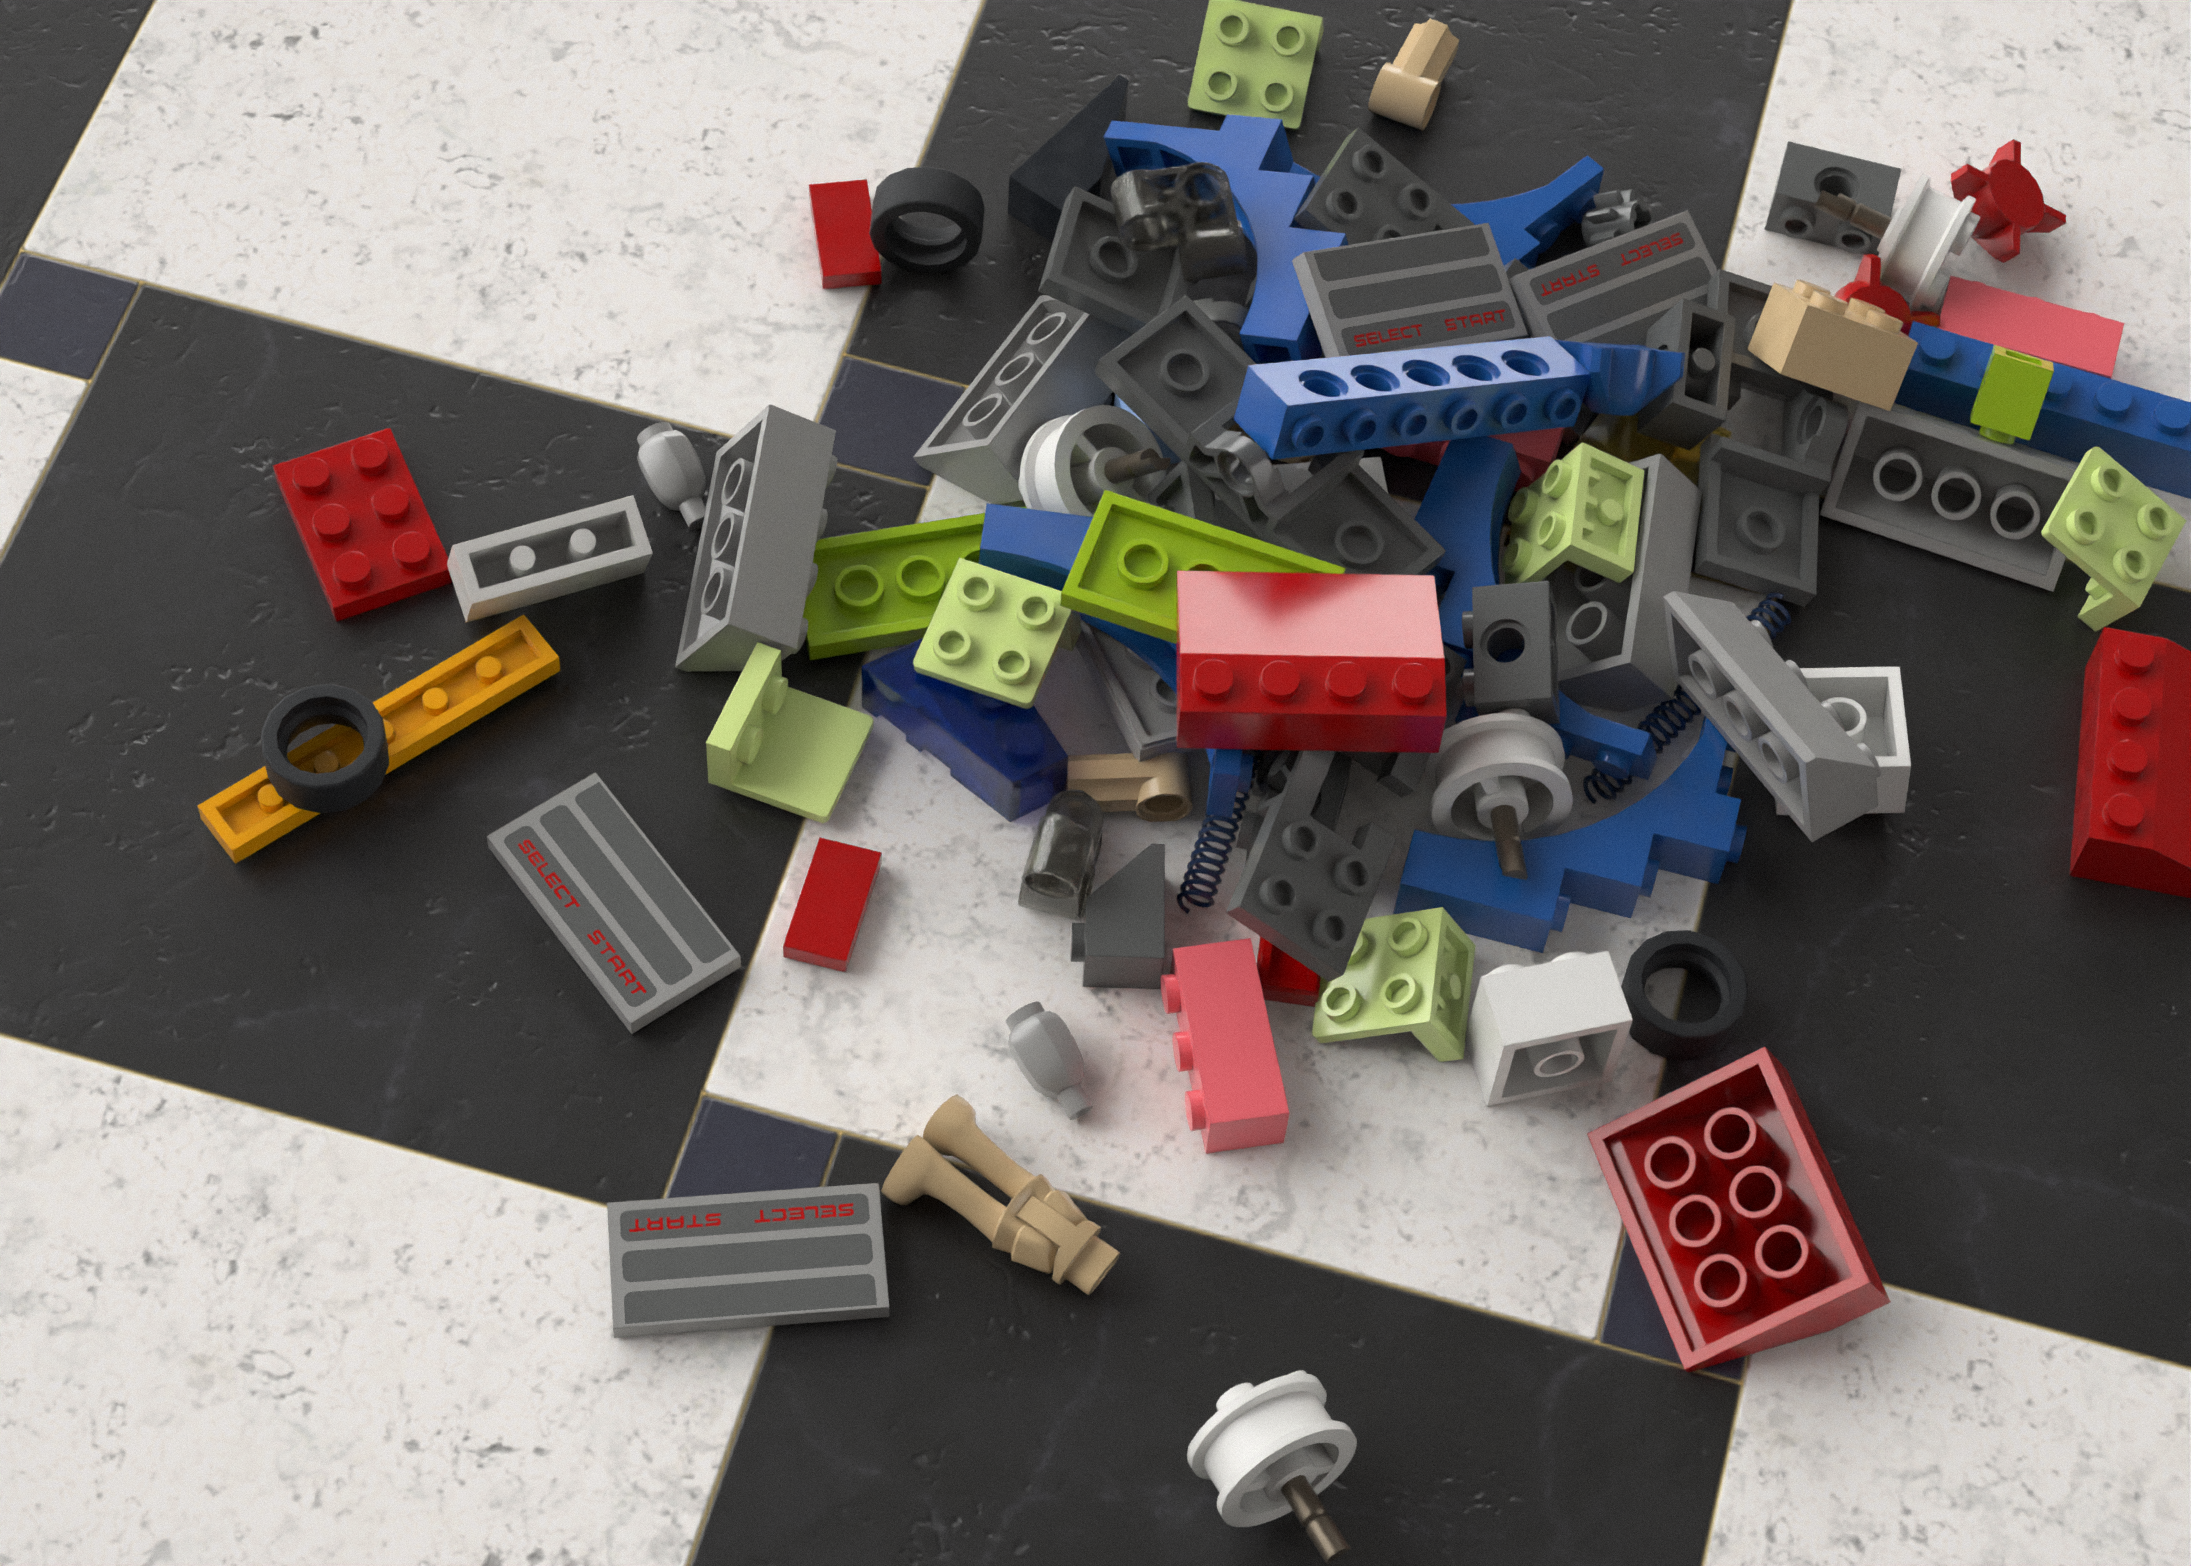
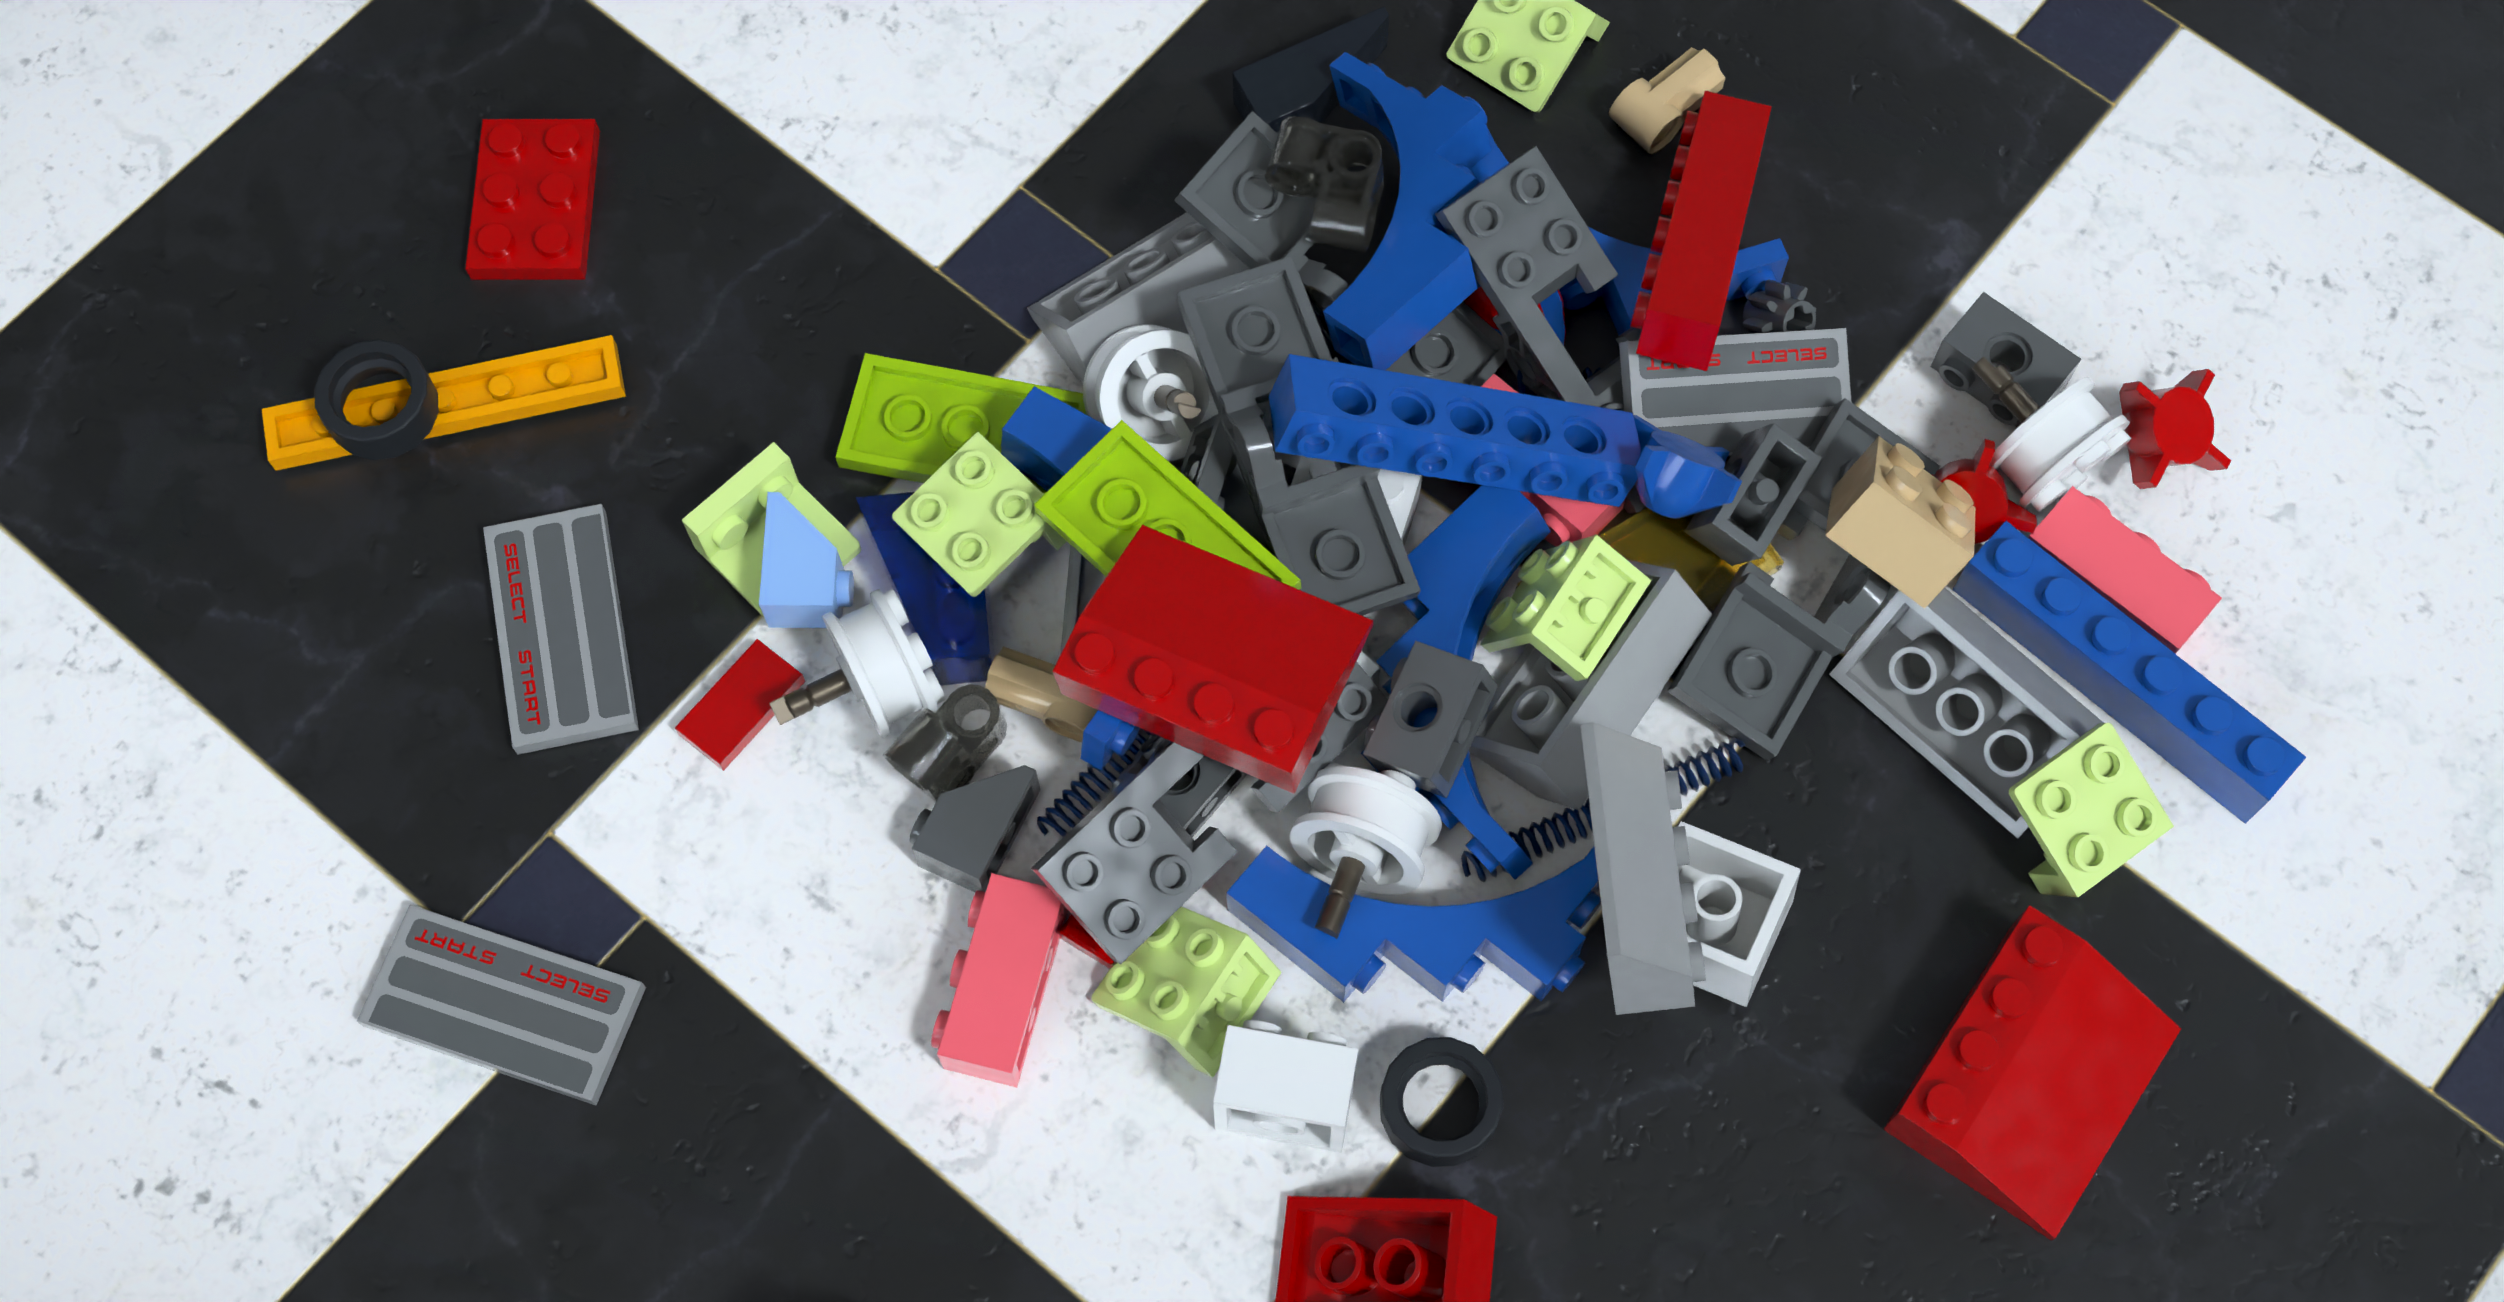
camera: 30 degrees right, 10 degrees up
(549, 558) = (653, 292): white brick -> none
(673, 471) = (810, 248): light grey plant -> none
(758, 542) = (834, 347): light grey slope -> none
(839, 752) = (799, 570): none -> light blue slope
(842, 235) = (1075, 73): red tile -> none
(932, 192) = (1139, 88): black tyre -> none
(962, 808) = (876, 662): none -> white wheel
(1037, 1226) = (753, 1081): tan piece -> none
(1048, 1057) = (846, 924): light grey plant -> none
(1410, 293) = (1507, 329): dark grey tile -> none
(1524, 165) = (1704, 231): none -> red brick
(2011, 395) = (2056, 635): lime brick -> none

